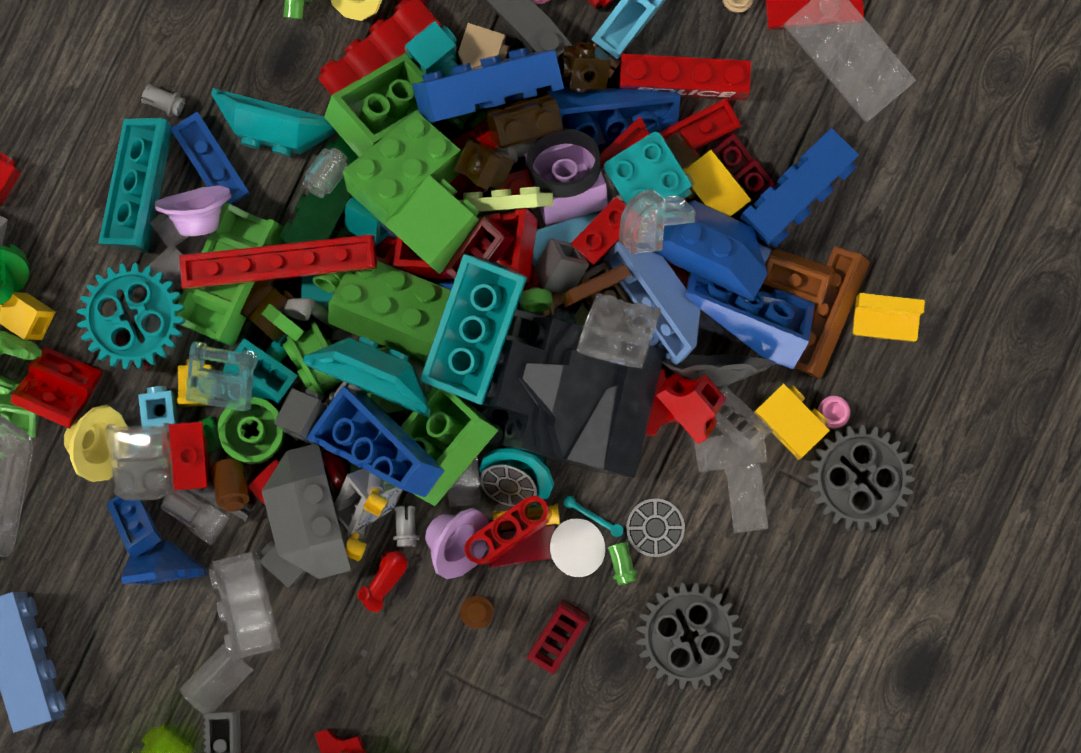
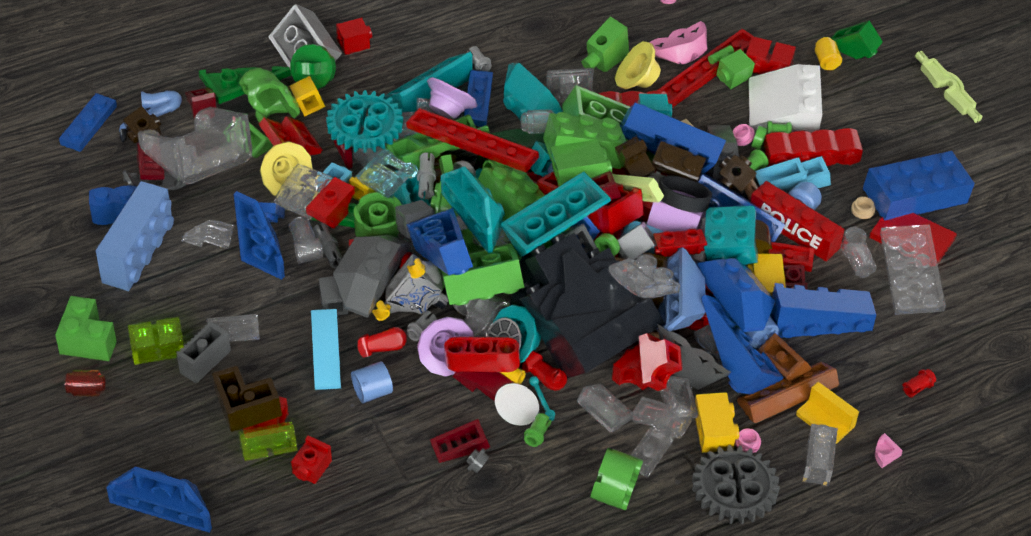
camera: 35 degrees right, 35 degrees down
(87, 581) = (212, 232): none -> clear slope
(230, 484) = (340, 231): reddish brown brick -> none
(244, 605) = (288, 293): clear brick -> none
(264, 344) = (426, 176): none -> light grey pin
(300, 65) = (562, 82): none -> clear slope
(337, 637) = (325, 349): none -> medium azure slope
(418, 642) = (371, 382): none -> medium blue piece
(477, 612) = (422, 391): reddish brown brick -> none
(578, 484) = (551, 377): none -> red piece
(579, 24) = (758, 160): none -> bright green bush
(594, 648) = (477, 460): none -> dark grey plate
(595, 285) = (635, 248): reddish brown tile -> none
(645, 219) = (711, 236): clear brick -> none
(655, 527) = (576, 430): sticker -> none
(665, 478) = (604, 407): none -> clear slope
(670, 35) = (807, 194): none -> medium blue head
(716, 624) = (568, 499): dark grey gear -> none
(749, 571) = (616, 478): none -> bright green brick
(781, 73) = (857, 252): none -> clear piece
(916, 374) = (820, 454): none -> clear brick
(951, 201) = (923, 380): none -> red pin
(971, 314) = (886, 451): none -> bright pink tile

